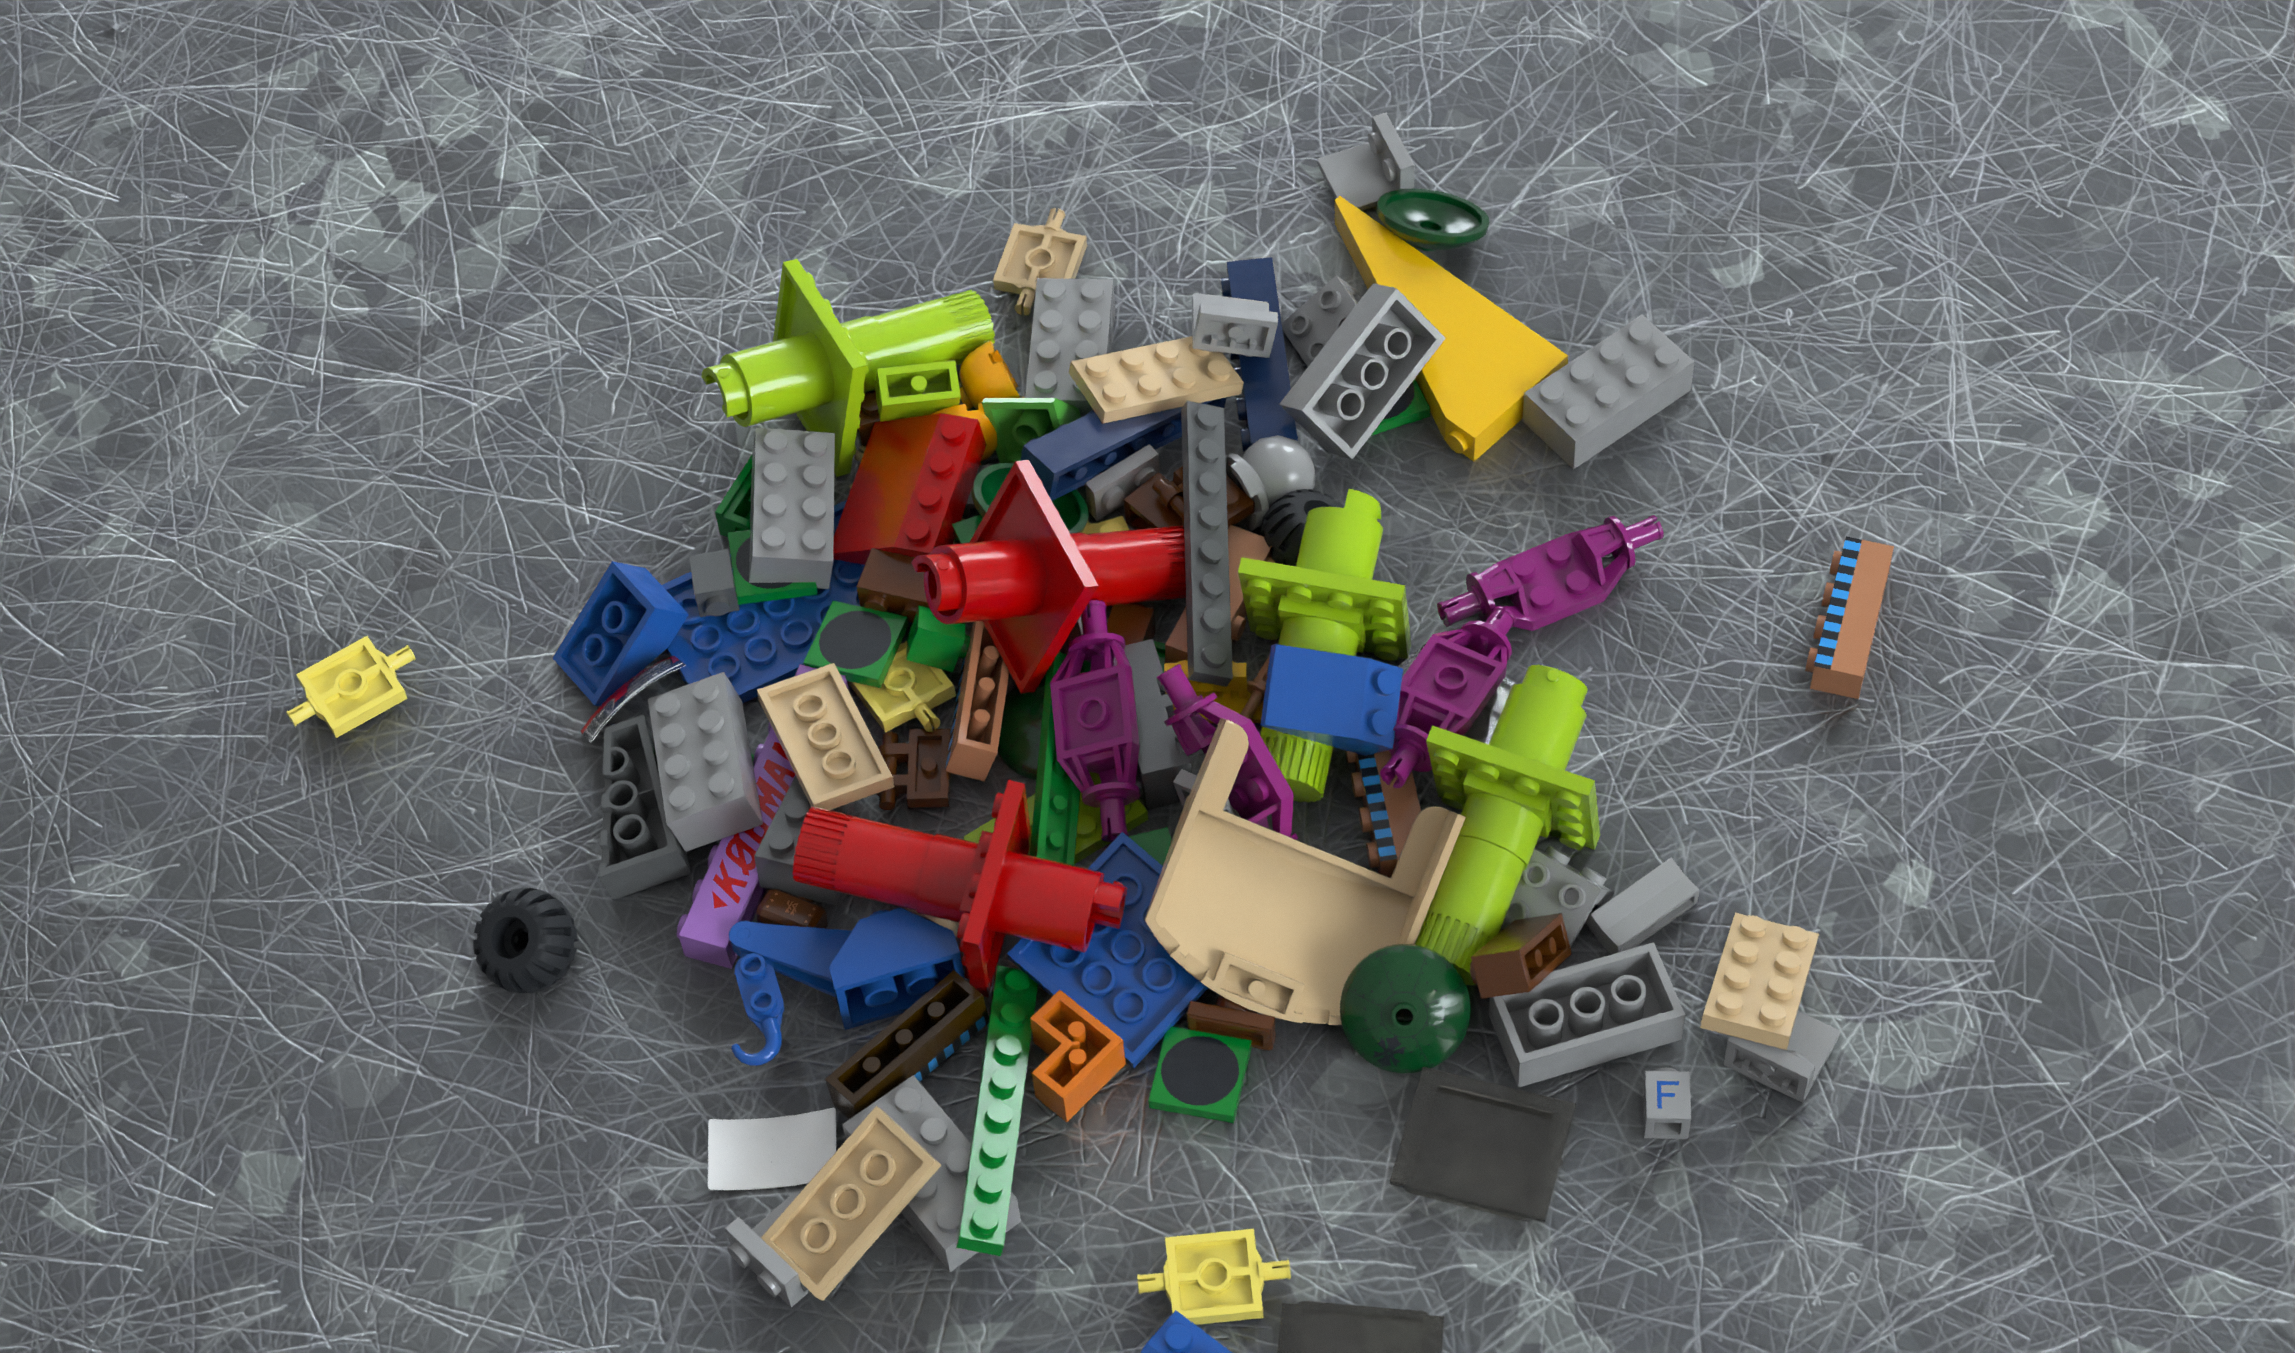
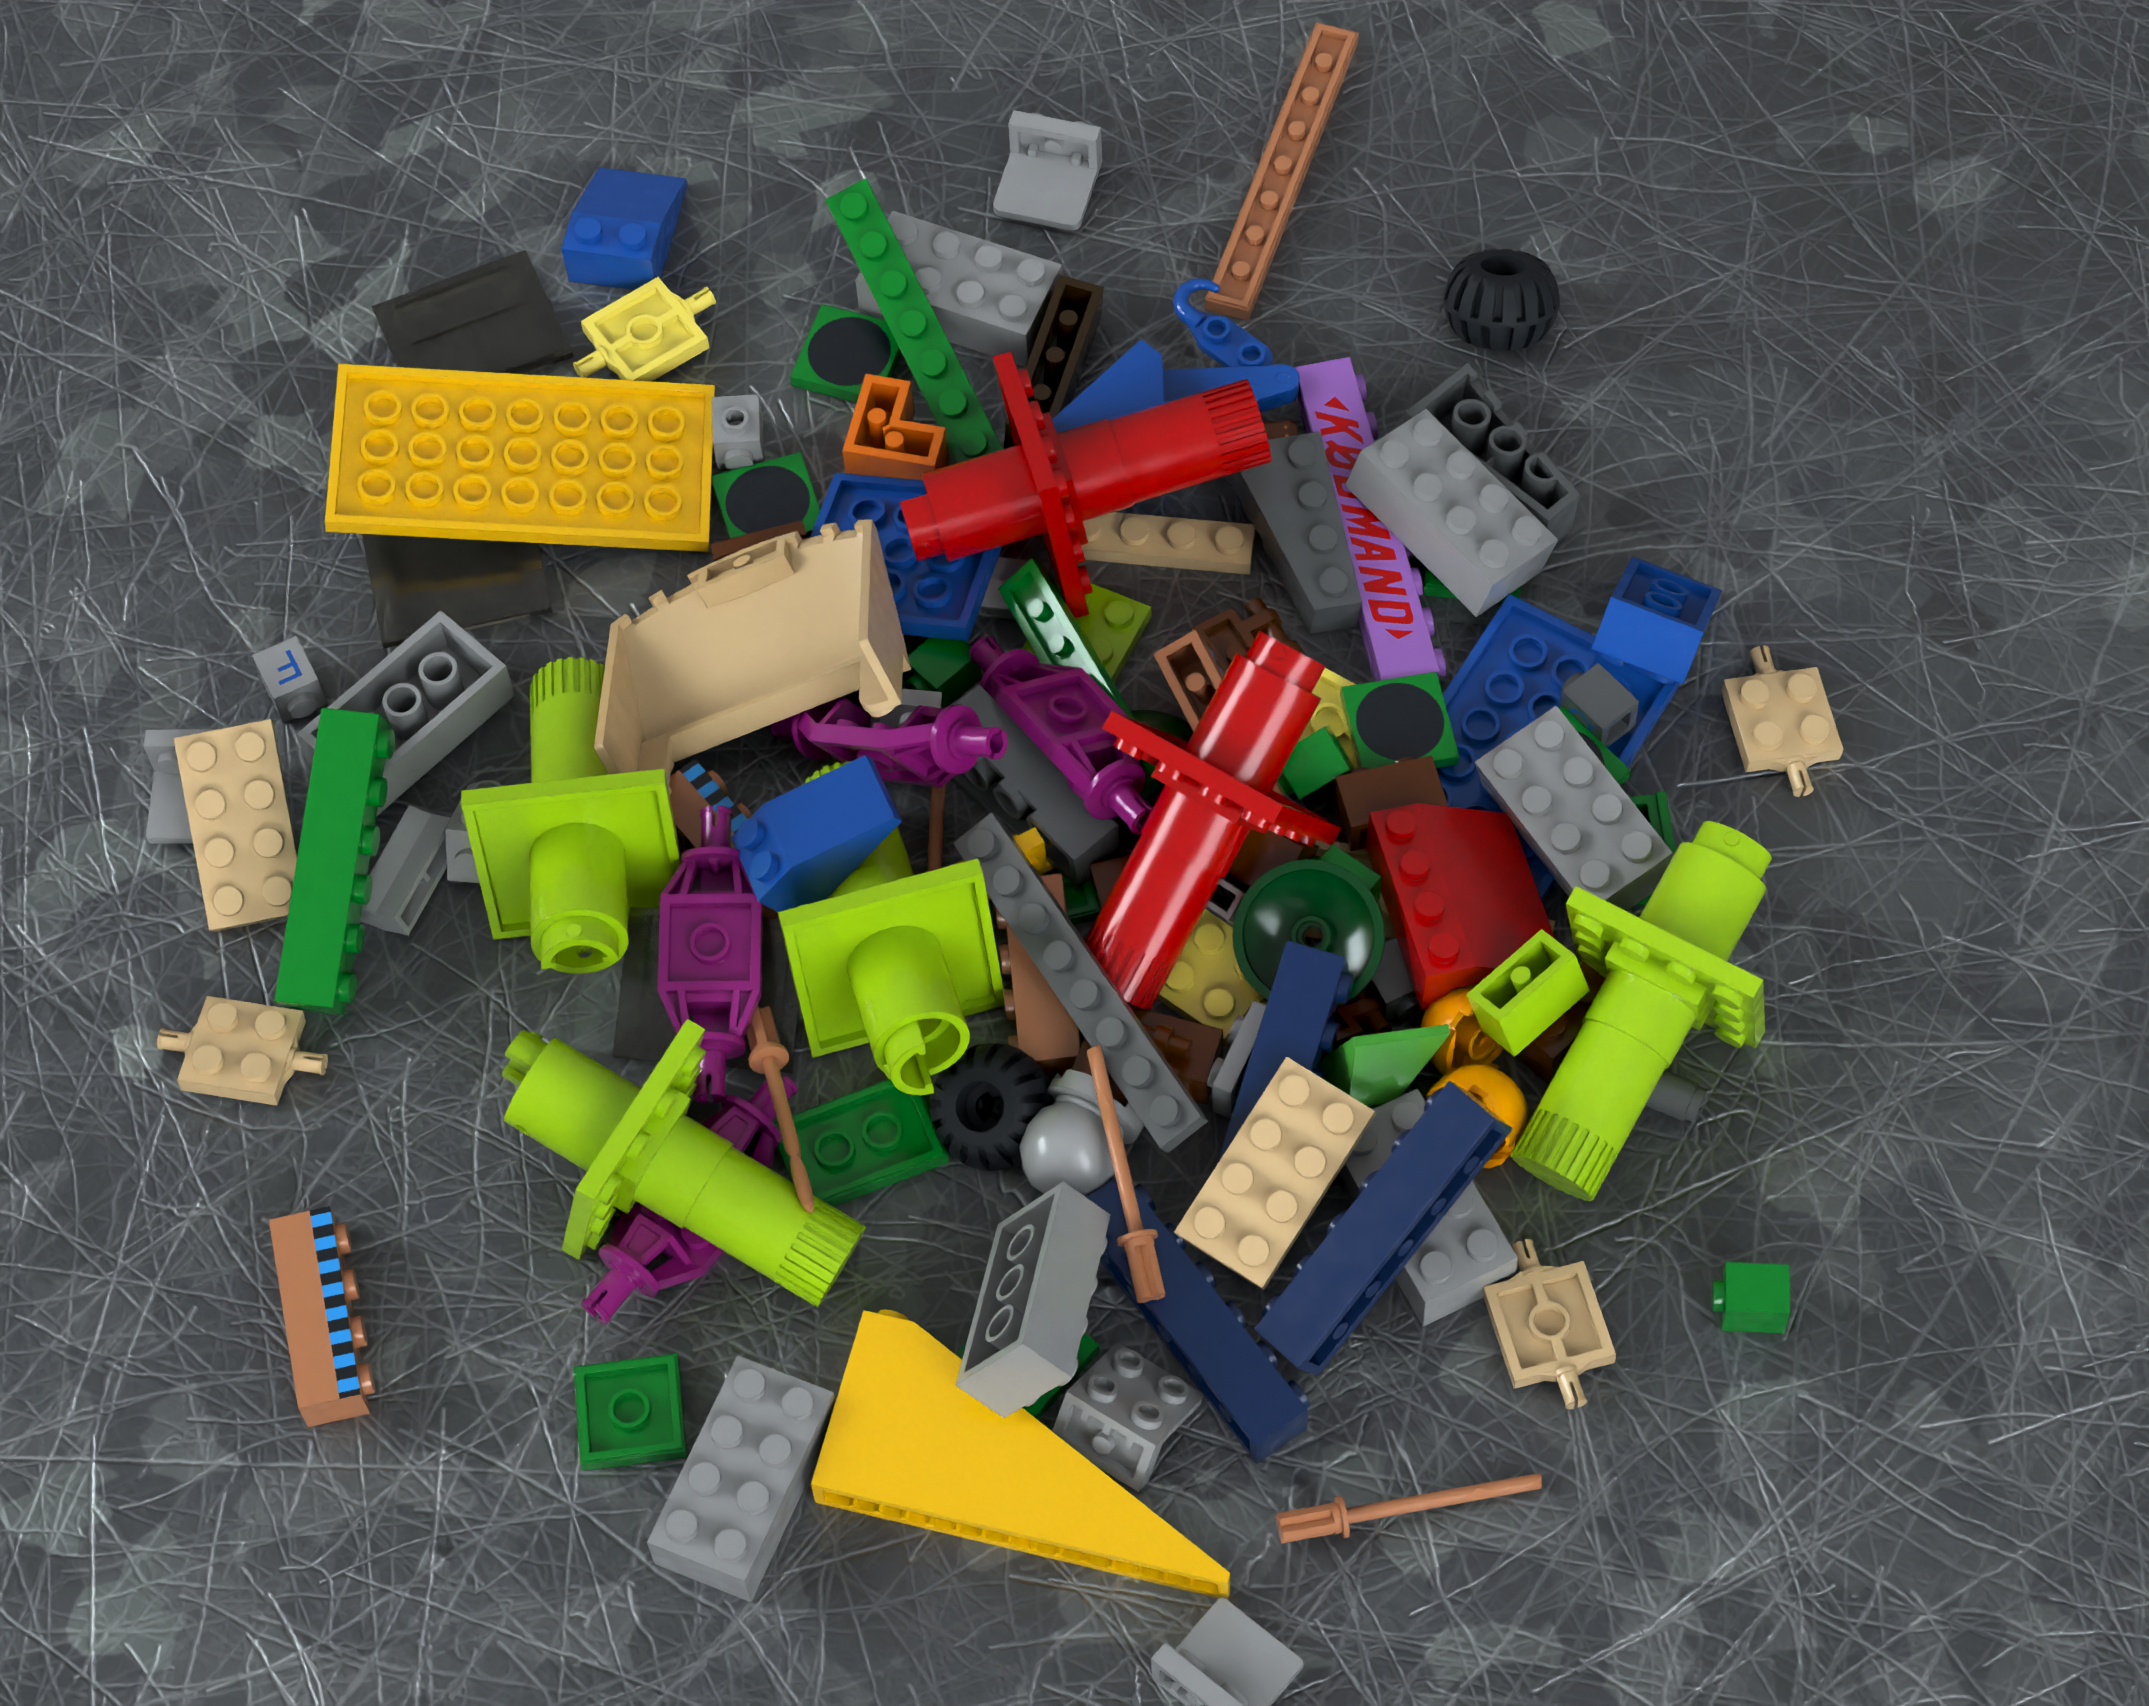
camera: 150 degrees right, 5 degrees up
(351, 686) = (1895, 451): light yellow plate -> none
(588, 545) = (1781, 720): none -> tan plate
(592, 1166) = (1282, 171): none -> nougat tile
(626, 692) = (1588, 560): sticker -> none
(769, 1150) = (1134, 254): white sticker -> none
(825, 738) = (1335, 568): tan plate -> none
(850, 1202) = (1002, 199): tan plate -> none
(905, 219) = (1753, 1297): none -> green brick
(1058, 1175) = (842, 351): none -> black tile
(1098, 308) = (1382, 1228): none -> dark blue brick
(1189, 1139) = (737, 431): none -> light grey brick
(1232, 325) = (1230, 1286): light grey bracket -> none
(1245, 220) = (1335, 1517): none -> nougat piece
(1270, 383) = (1138, 1241): none -> nougat piece
(1385, 1190) = (520, 458): none -> yellow plate
(1412, 980) = (586, 619): dark green dish -> none
(1427, 566) = (865, 1142): none -> green tile
(1432, 218) = (1098, 1654): dark green dish -> none
(1449, 615) = (769, 1058): none -> nougat piece
(1520, 956) = (490, 708): reddish brown brick -> none
(1561, 567) = (651, 1153): none -> lime piece
(1661, 476) = (630, 1412): none -> green tile
(1698, 899) = (334, 861): none -> green brick
(1831, 834) = (242, 1050): none -> tan plate

